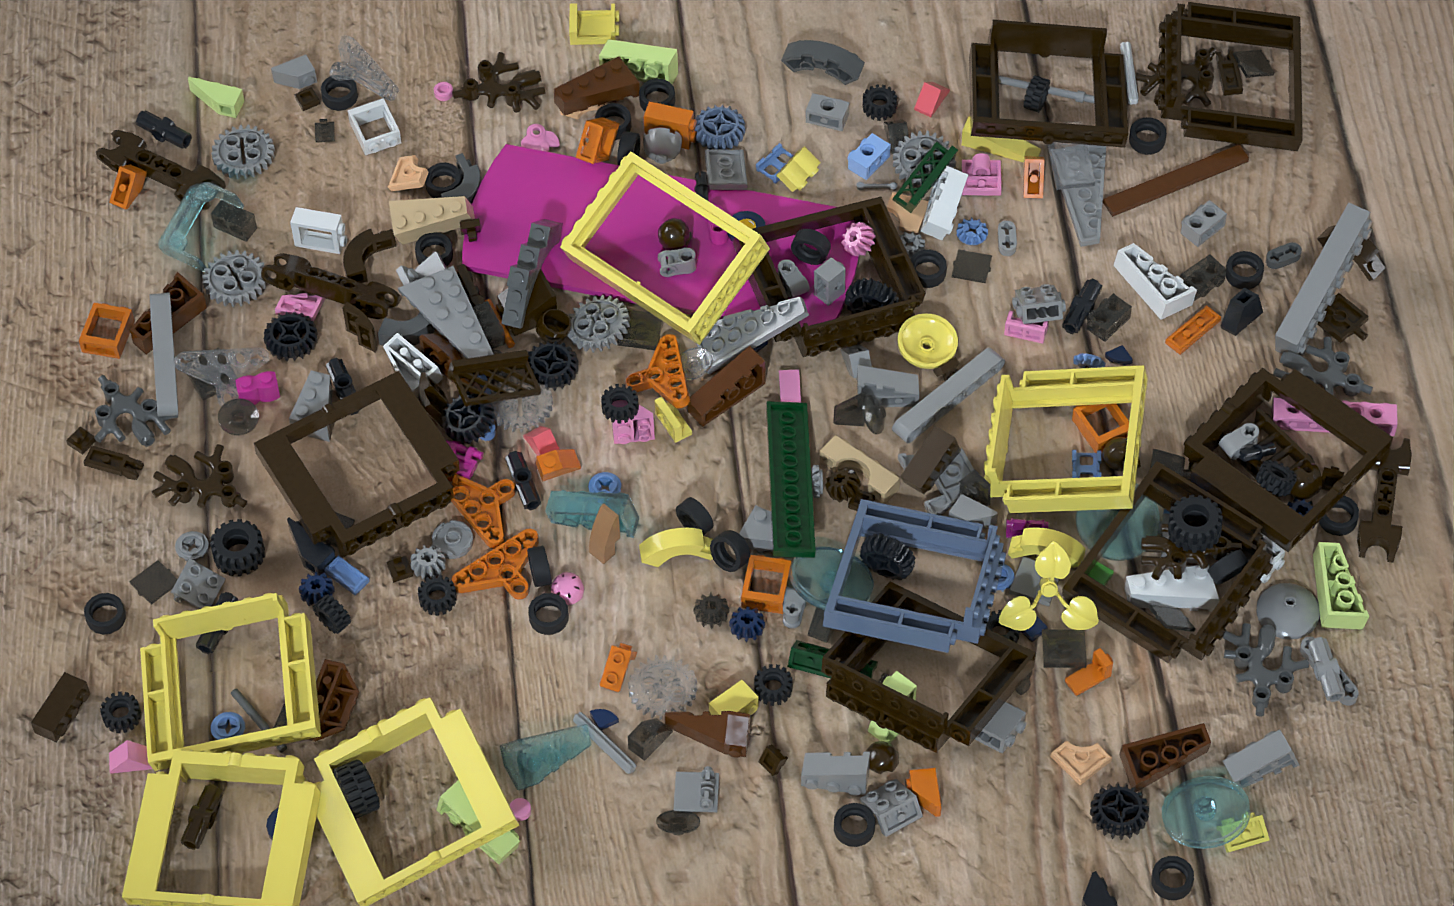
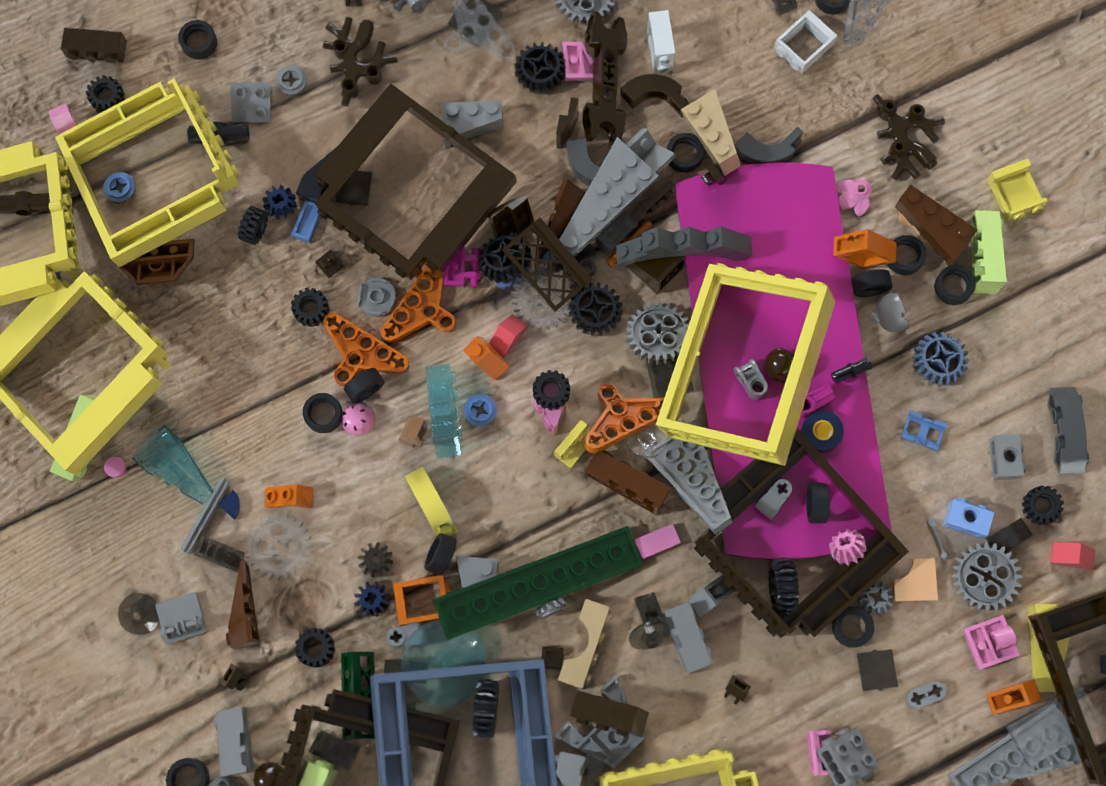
camera: 70 degrees right, 20 degrees up
(154, 582) = (247, 65): clear smoke piece -> none
(235, 410) = (436, 52): clear smoke dish -> none
(239, 561) = (297, 103): black tyre -> none
(254, 714) = (140, 203): dark grey bar -> none
(258, 388) = (471, 63): dark pink brick -> none
(340, 378) = (511, 128): black piece -> none
(357, 788) = (76, 319): black tyre -> none
(407, 174) = (762, 93): light nougat tile -> none
(410, 362) = (543, 183): white wedge -> none
(428, 562) = (337, 292): light grey gear -> none
(442, 169) = (774, 115): black tyre -> none
(443, 91) = (877, 85): bright pink tile -> none
(525, 489) = (467, 325): black piece -> none
(553, 326) = (635, 293): dark brown helmet -> none
(673, 118) = (918, 309): orange brick -> none
(694, 515) = (467, 506): black tyre -> none
(726, 169) = (890, 384): light grey tile -> none
(737, 699) = (279, 619): light yellow brick -> none
(799, 169) = (920, 454): light yellow brick -> none
(829, 281) = (782, 537): light grey brick -> none
(843, 484) = (550, 634): dark brown gear -> none
(927, 331) = (757, 675): light yellow dish -> none
(931, 178) = (958, 593): dark green fence -> none
(943, 203) = (935, 616): white wedge -> none
(948, 395) = (706, 702): light grey beam -> none
(969, 237) = (909, 656): medium blue gear -> none

